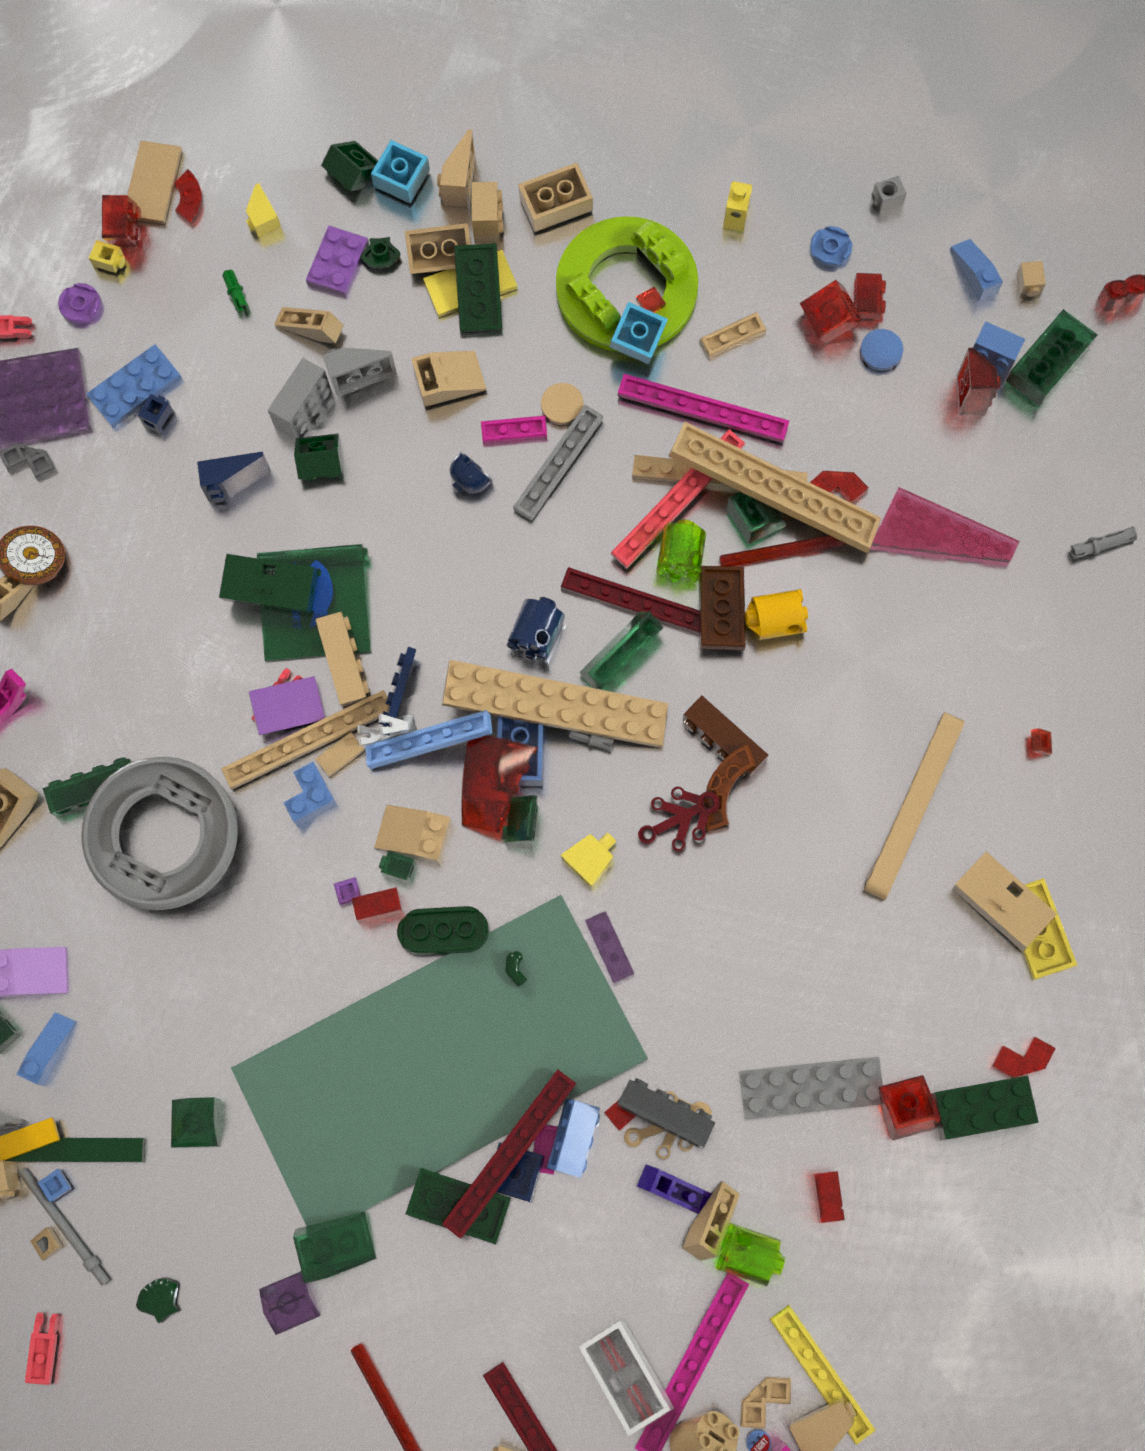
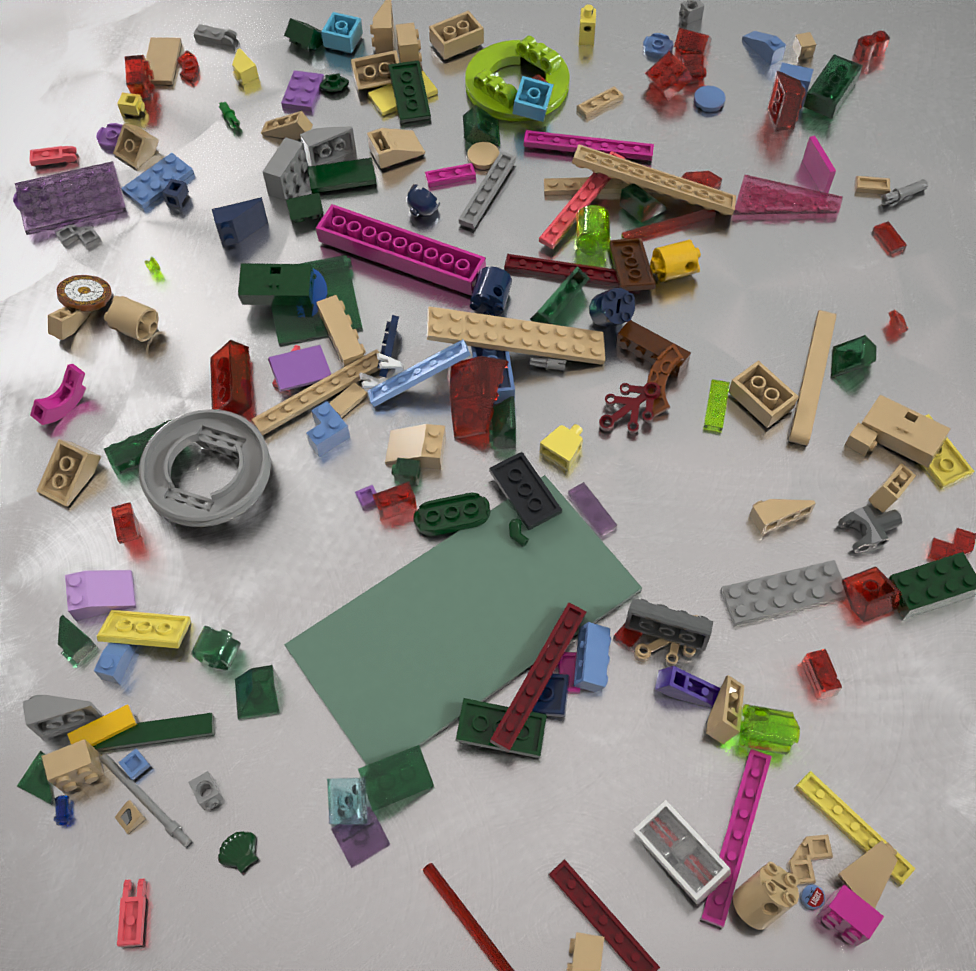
camera: 10 degrees left, 15 degrees down
(63, 891) = (125, 523): none -> clear red brick
(75, 1027) = (144, 629): none -> light yellow tile
(87, 605) = (132, 318): none -> tan cylinder
(108, 326) = (135, 145): none -> tan slope
(118, 522) = (152, 265): none -> clear neon green bush
(120, 1223) = (201, 783): none -> light grey brick
(153, 1065) = (216, 648): none -> clear green brick
(201, 708) = (231, 378): none -> clear red slope
(227, 145) = (215, 35): none -> light grey hinge
(278, 1266) = (347, 800): none -> clear light blue tile
(372, 411) = (341, 175): none -> dark green tile
(432, 545) = (400, 249): none -> dark pink brick
(533, 915) = (525, 490): none -> black plate
(565, 360) = (480, 127): none -> clear green slope
(682, 679) = (612, 307): none -> dark blue cylinder
(787, 826) = (716, 405): none -> clear neon green tile
(825, 986) = (777, 512): none -> tan slope
(845, 825) = (763, 394): none -> tan brick
(878, 251) = (692, 42): none -> clear red slope
(933, 1020) = (871, 527): none -> dark grey connector
(952, 903) = (862, 439): none -> tan brick
(970, 786) = (853, 355): none -> clear green slope
(971, 974) = (892, 488): none -> tan slope
(998, 490) = (818, 165): none -> dark pink tile
(1065, 523) = (872, 185): none -> tan tile
(1066, 610) = (889, 237): none -> clear red tile

